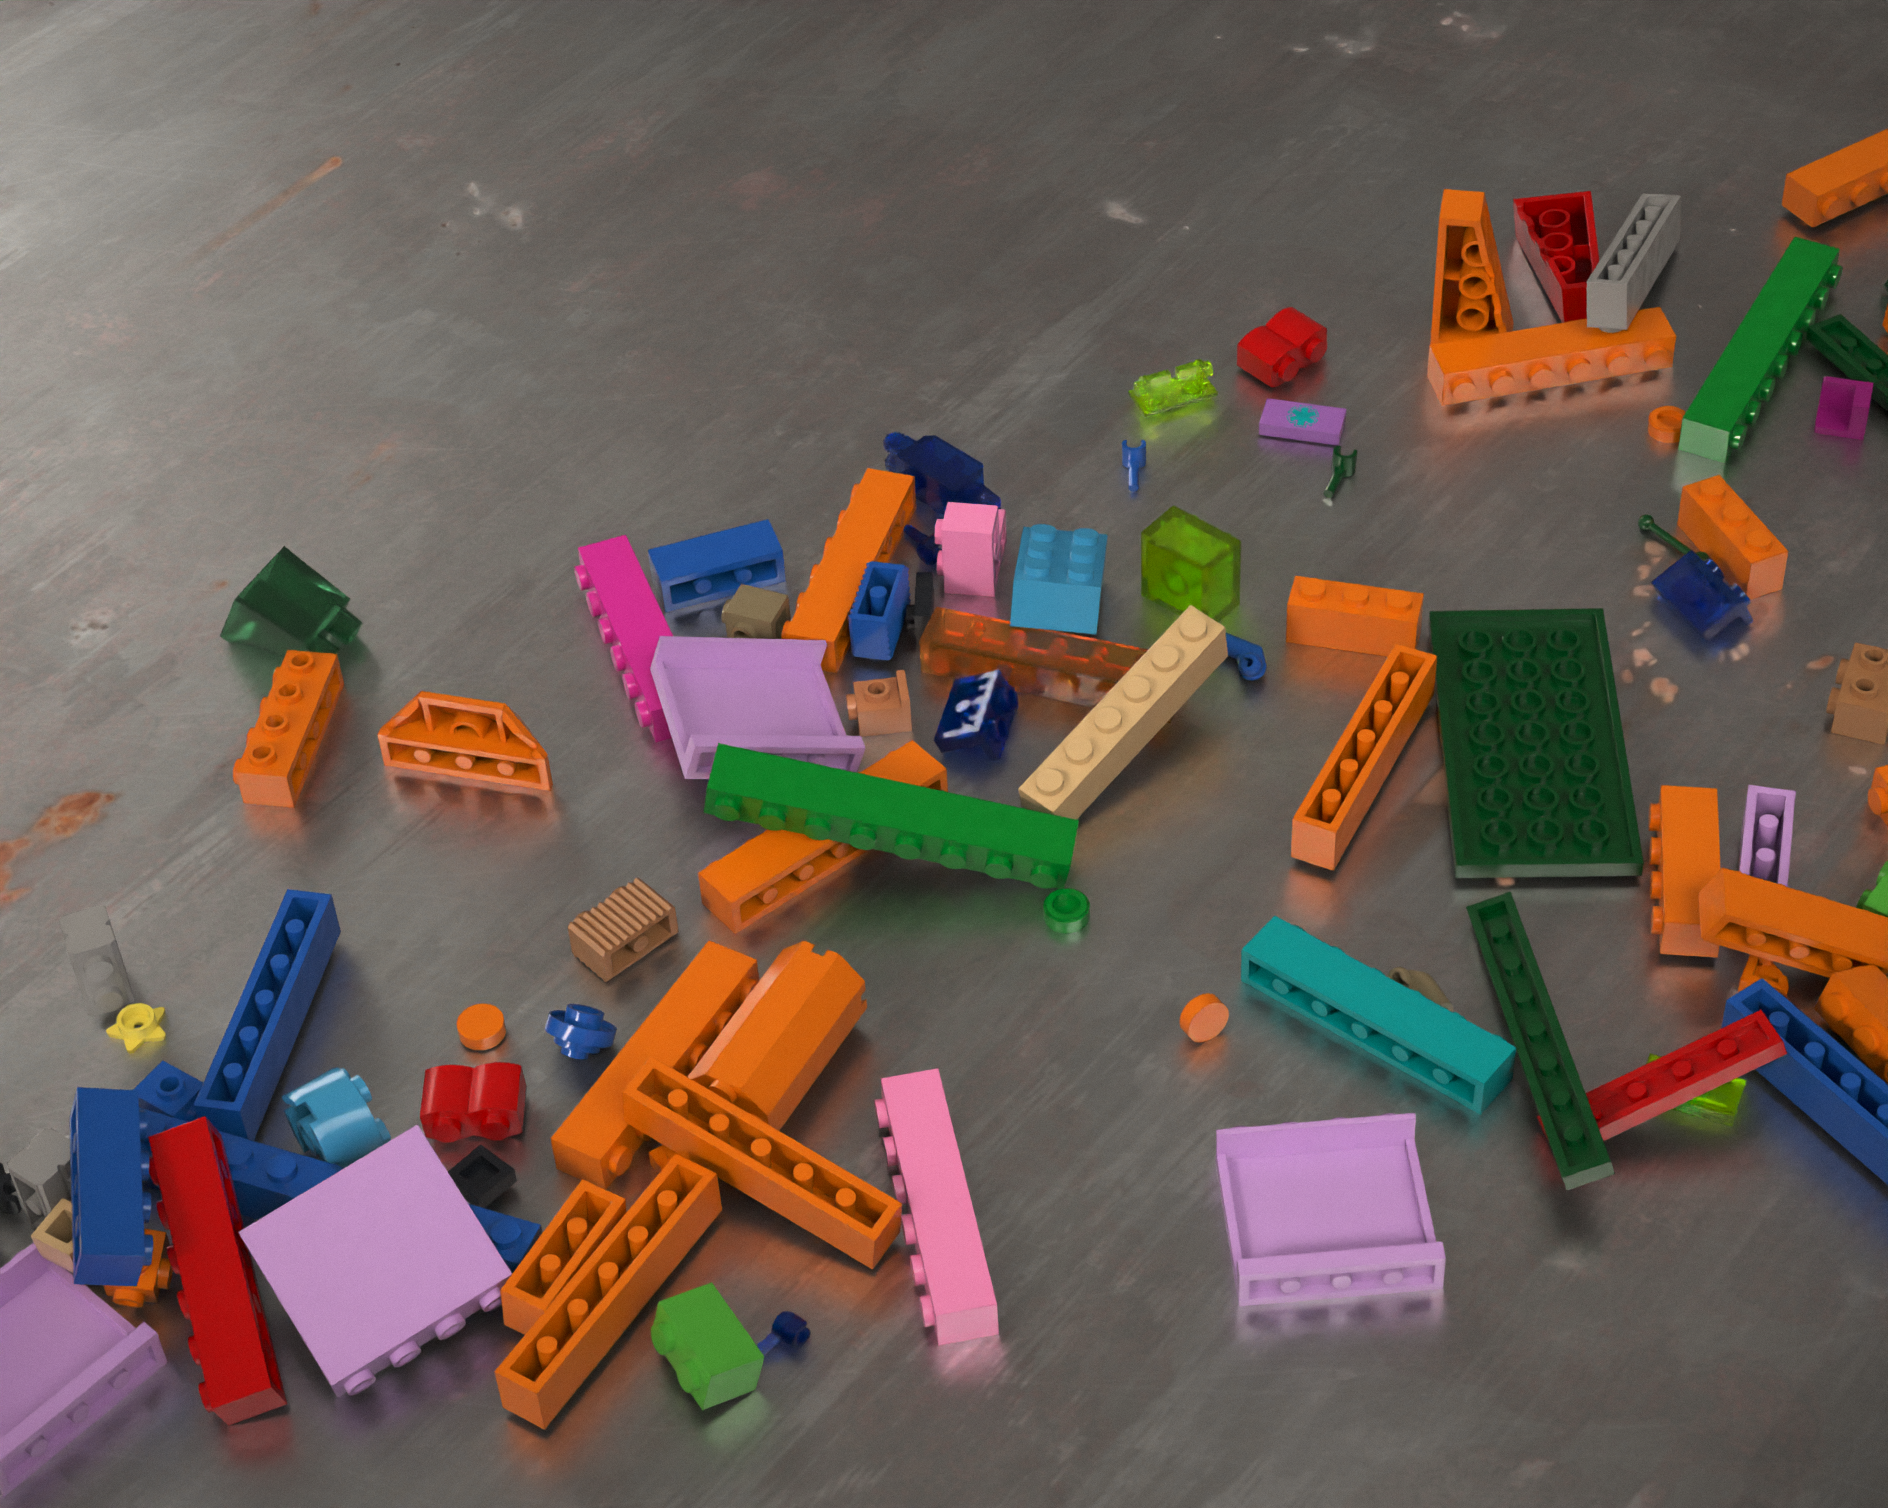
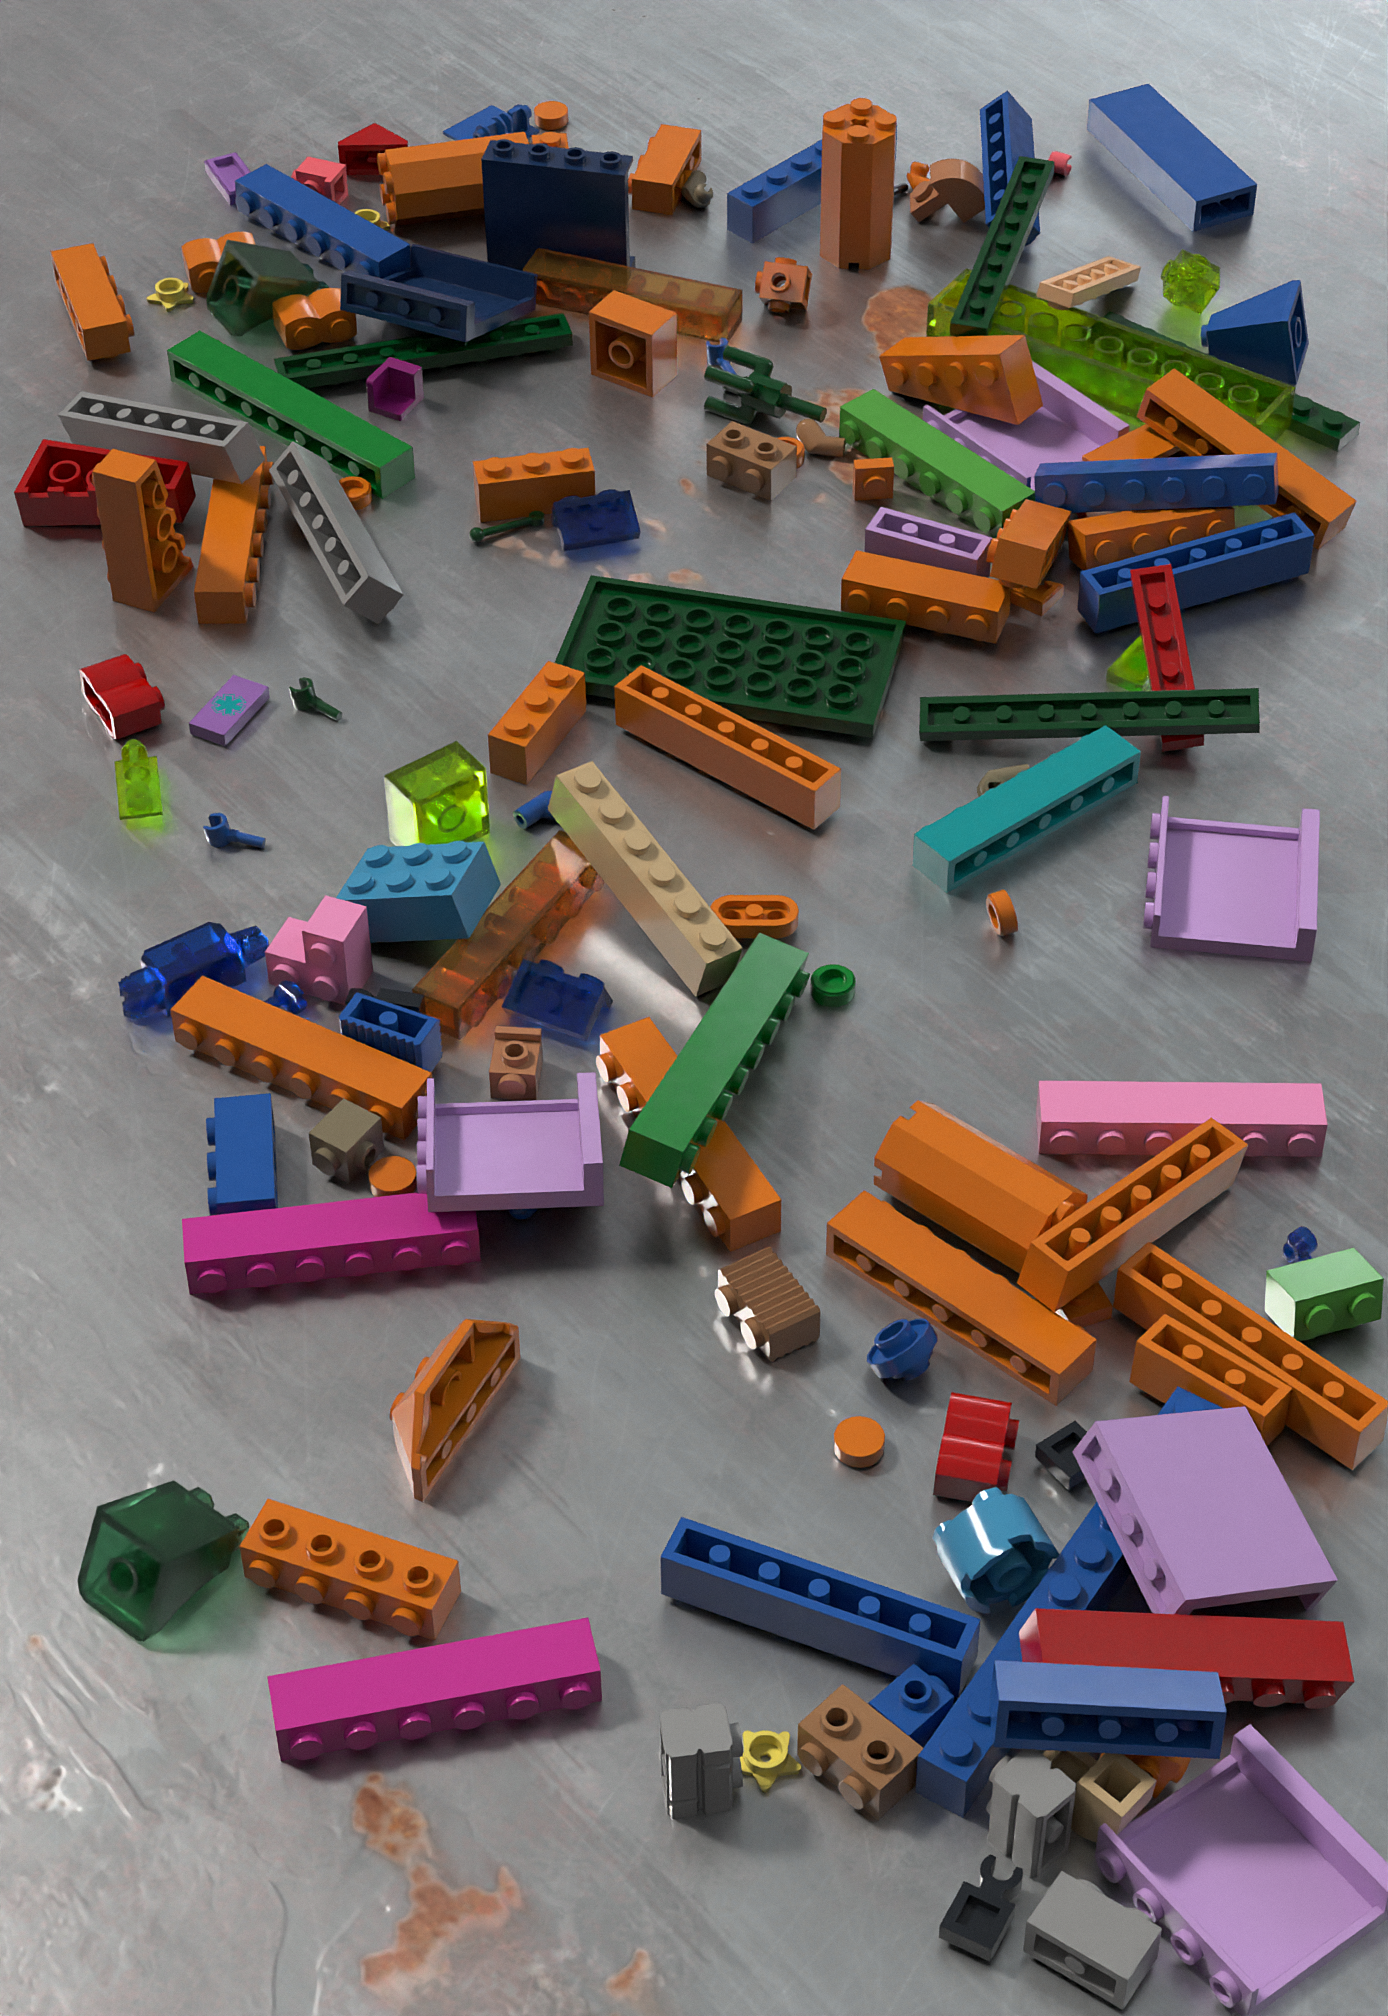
camera: 80 degrees left, 0 degrees up
(133, 1058) = (858, 1752): none -> medium nougat brick
(177, 806) = (435, 1689): none -> dark pink brick
(1136, 830) = (754, 914): none -> orange plate
(1575, 416) = (336, 533): none -> light grey brick

